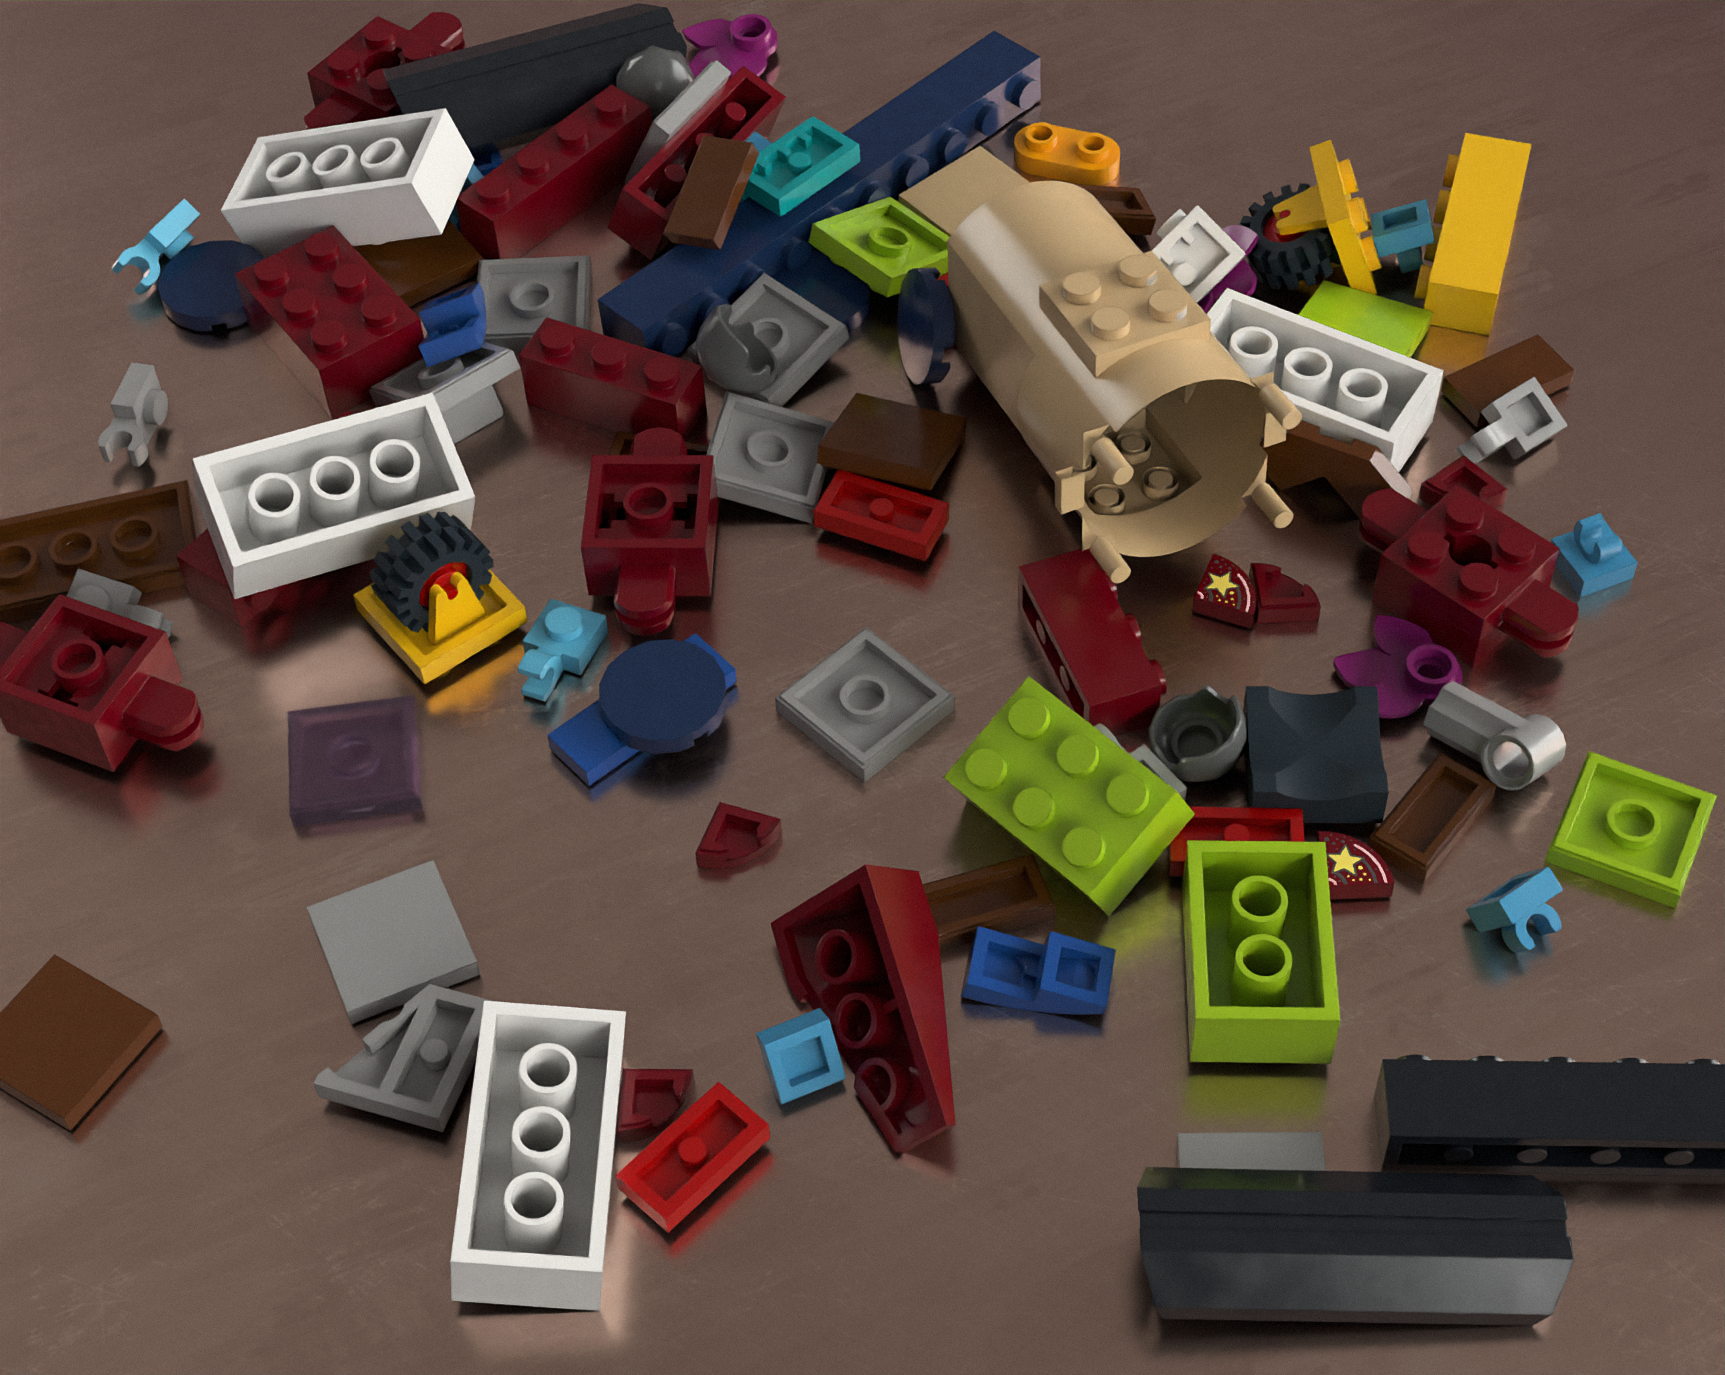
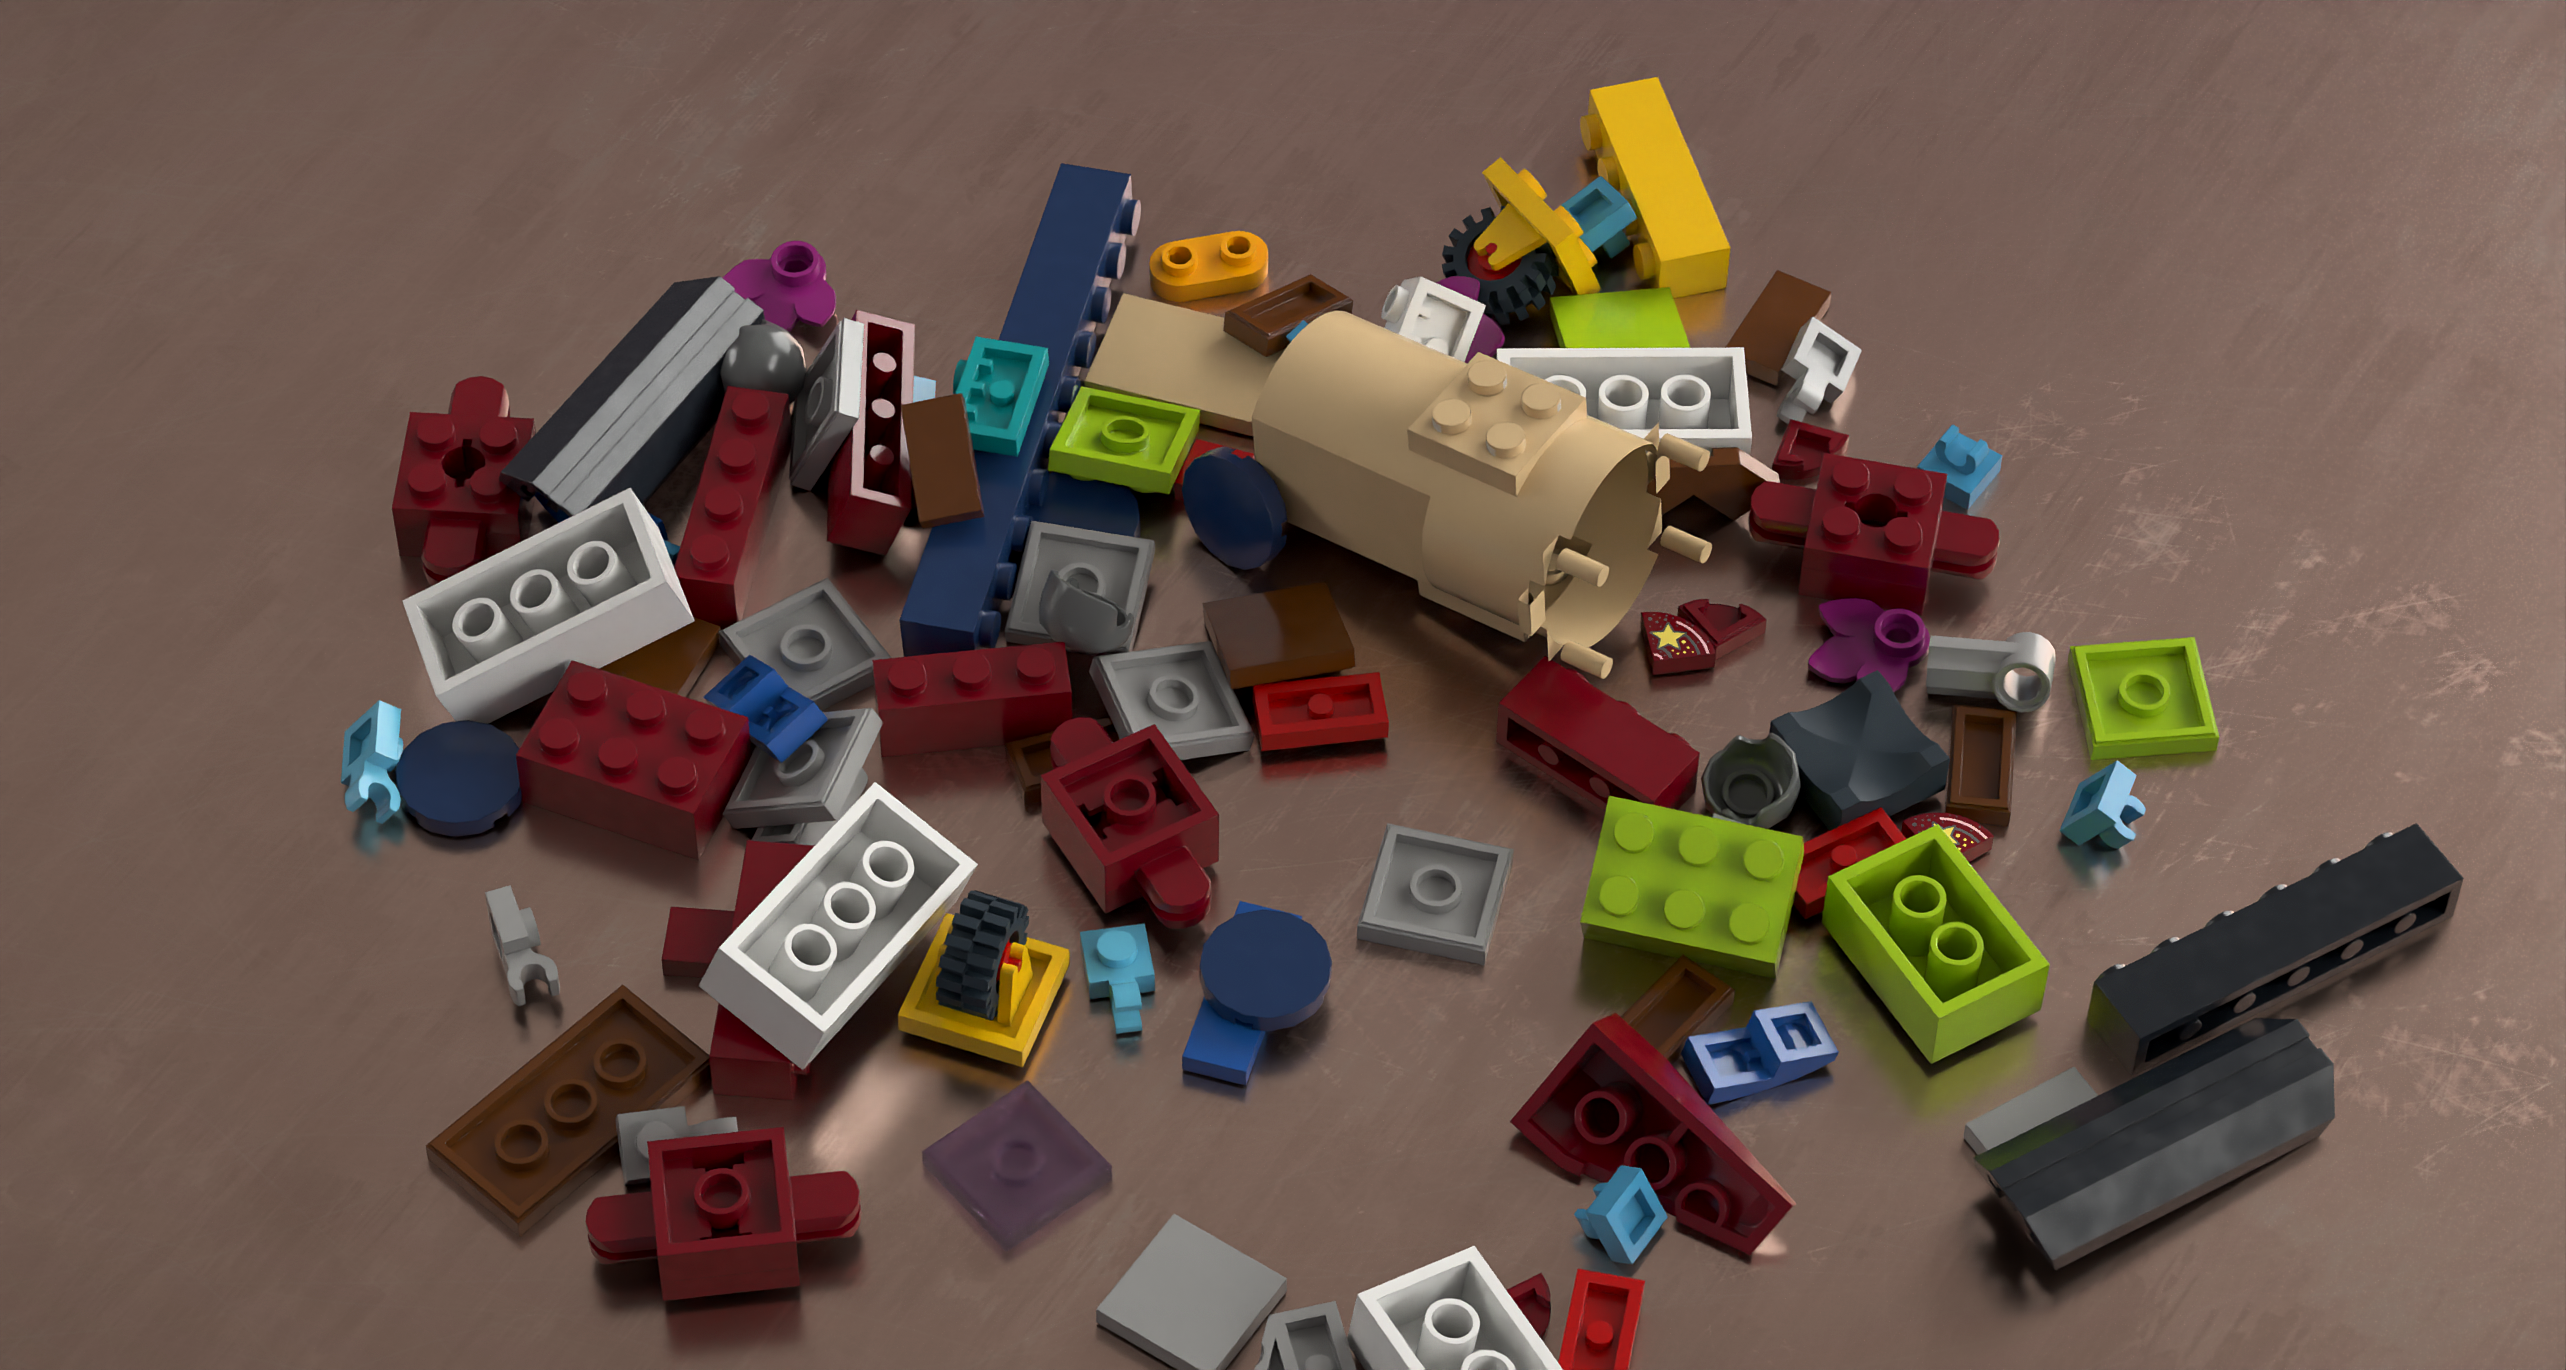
camera: 35 degrees left, 0 degrees up
(736, 837) = (1415, 1064): dark red tile -> none

